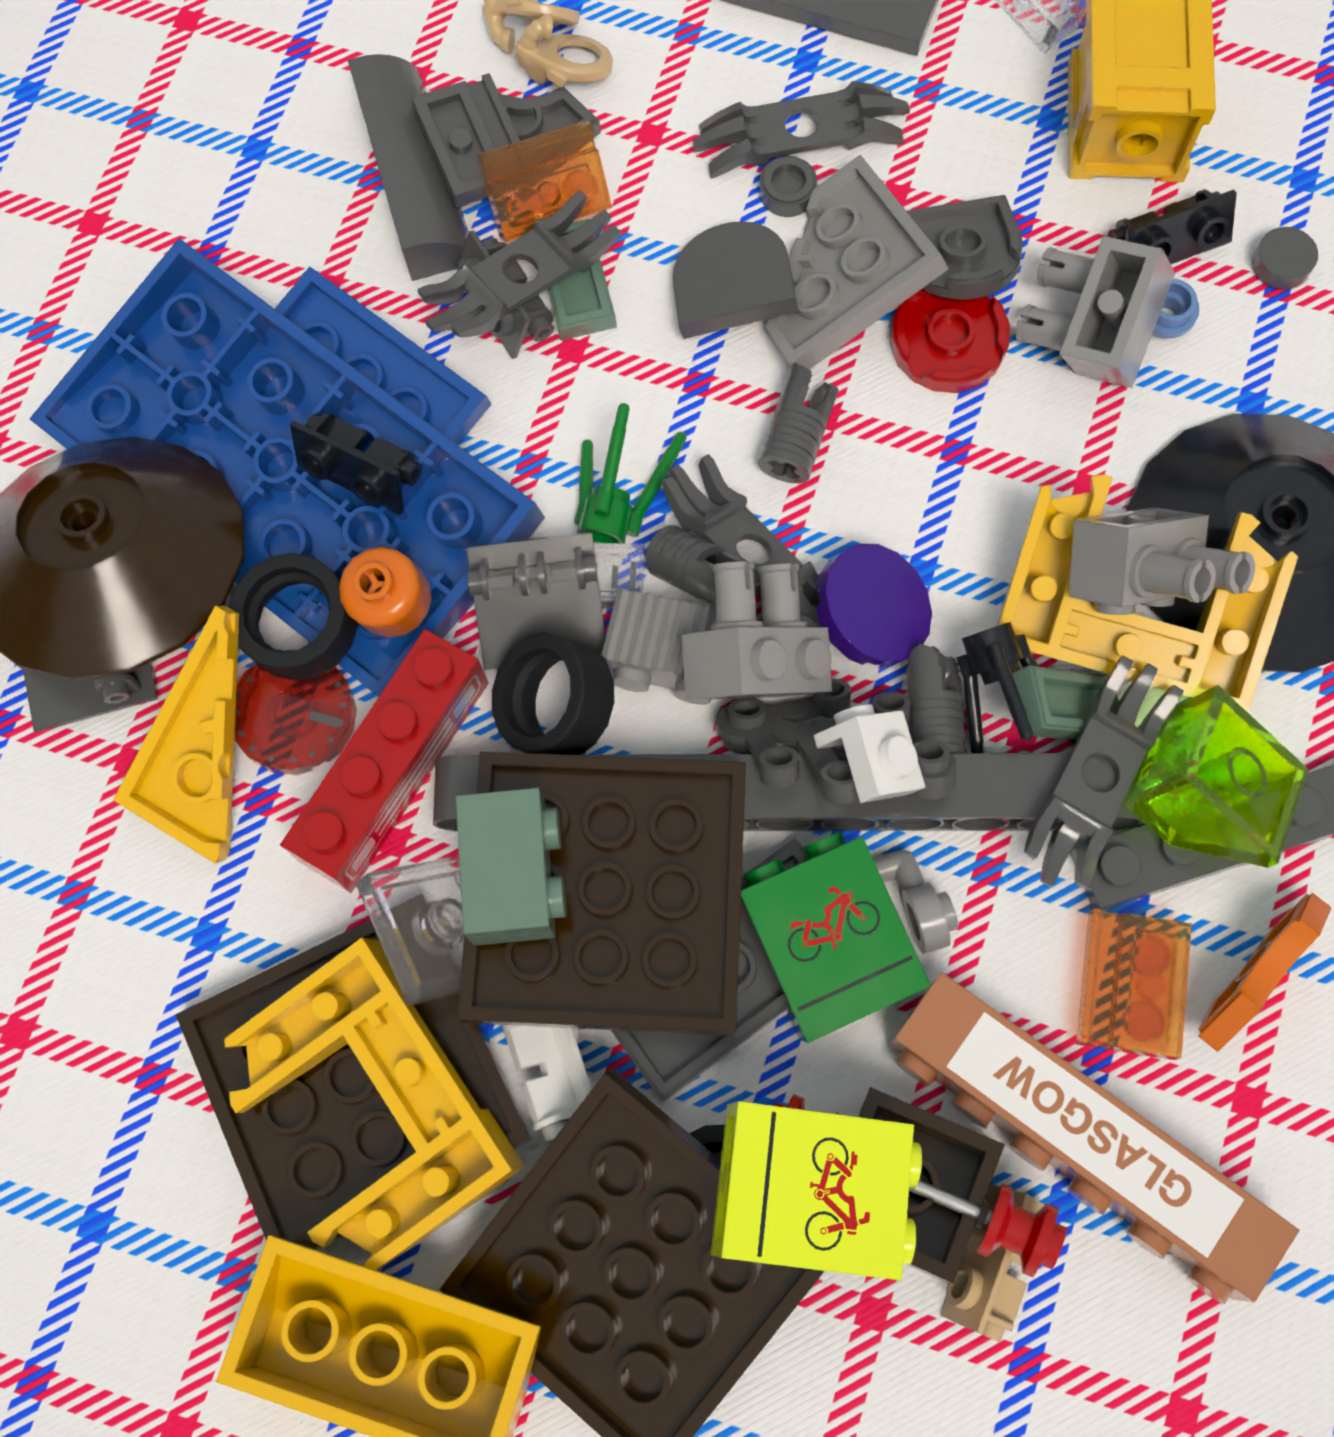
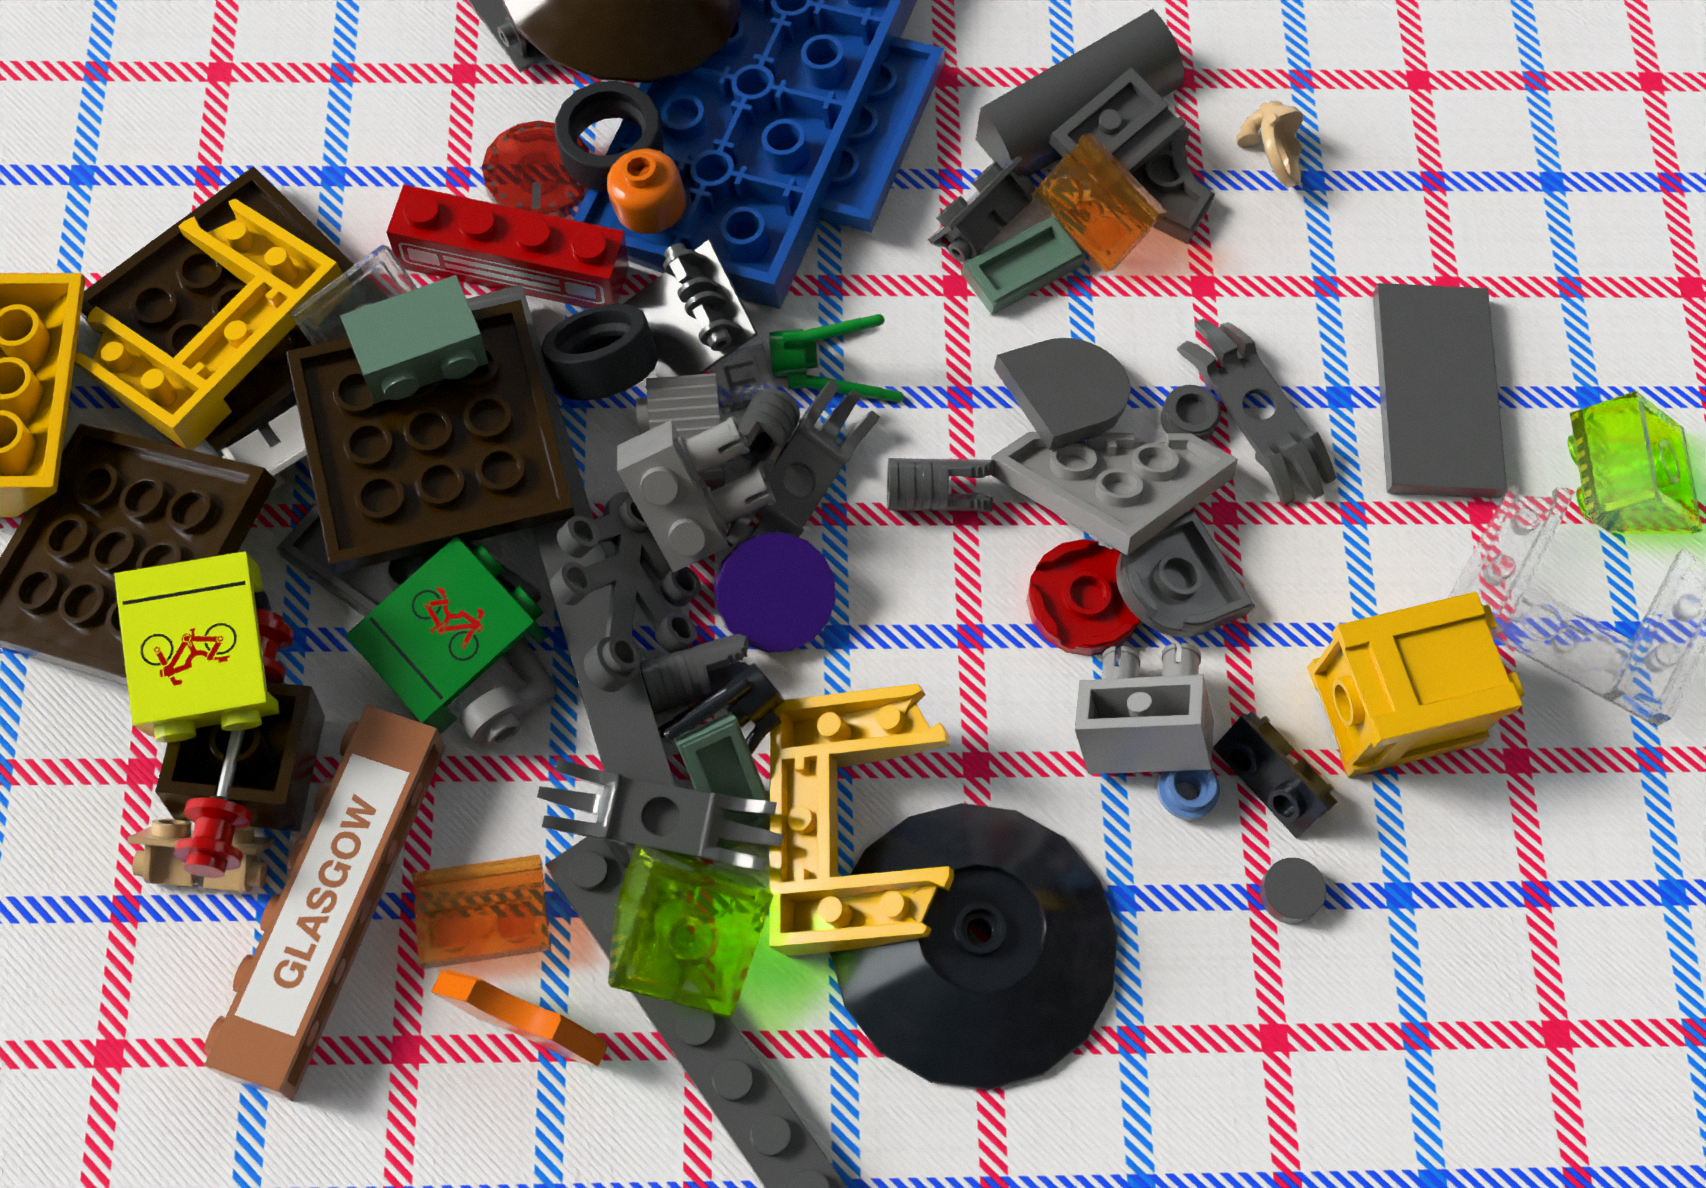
camera: 60 degrees right, 5 degrees down
(187, 759) = (469, 101): yellow wing -> none
(332, 451) = (754, 151): black hinge -> none
(543, 247) = (972, 181): dark grey piece -> none
(544, 63) = (1237, 162): tan piece -> none
(877, 752) = (604, 602): white bracket -> none
(1151, 560) = (878, 799): light grey brick -> none

